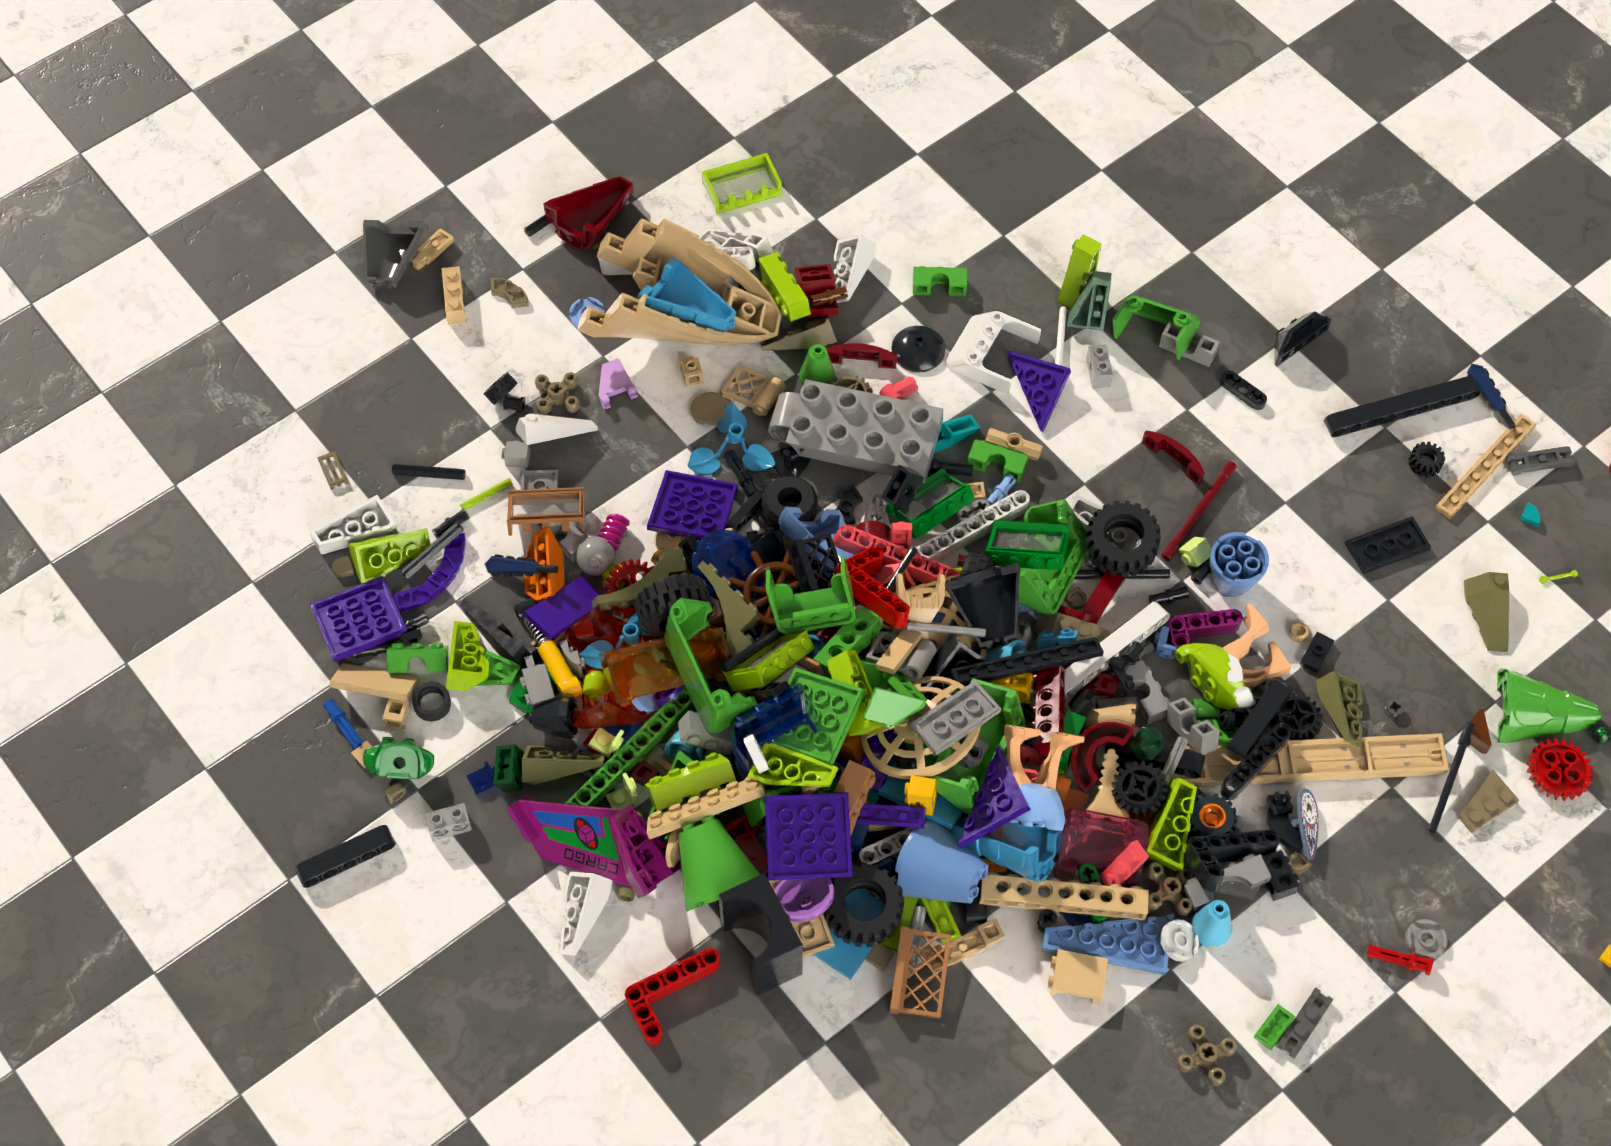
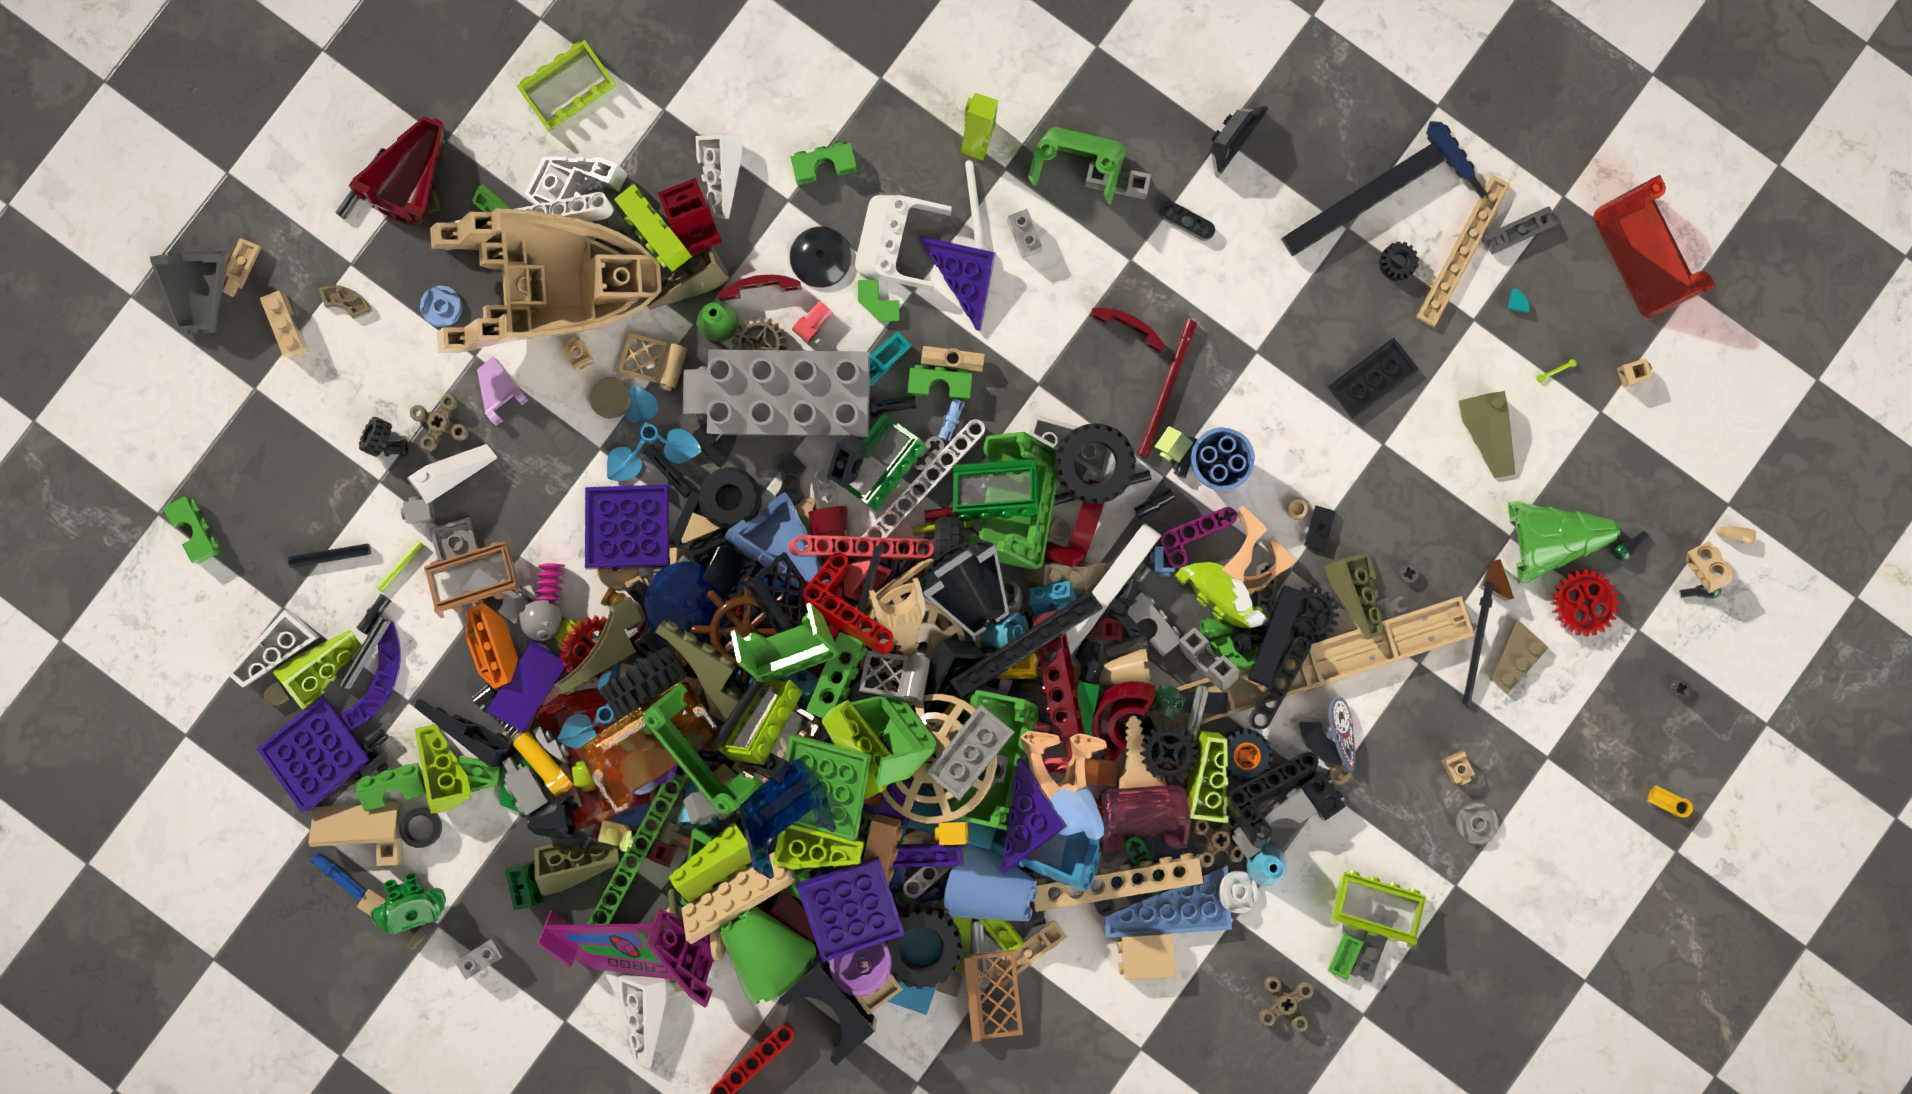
camera: 20 degrees left, 25 degrees up
(322, 437) = (202, 543): none -> bright green arch
(338, 482) = (235, 593): dark tan tile -> none
(345, 856) = (389, 1020): black beam -> none
(482, 778) = (499, 899): clear blue bracket -> none
(509, 565) = (453, 653): dark blue sword -> none
(625, 795) = (648, 883): yellowish green bracket -> none
(688, 299) = (549, 291): dark azure cone -> none
(755, 520) = (698, 528): none -> tan slope
(756, 753) = (776, 847): white beam -> none
(828, 296) = (705, 226): reddish brown pin -> none
(898, 651) = (892, 678): tan tile -> none
(901, 534) = (859, 519): coral plate -> none
(946, 629) = (934, 635): light grey bar -> none
(960, 397) = (880, 309): none -> bright green tile
(978, 490) = (924, 426): tan tile -> none
(1092, 303) = (1000, 159): sand green wedge -> none
(1124, 865) = (1169, 840): coral plate -> none
(1280, 803) = (1310, 716): black tile -> none
(1316, 985) = (1378, 908): none -> window
(1410, 961) = (1466, 853): red pin -> none
(1413, 890) = (1451, 765): none -> tan brick

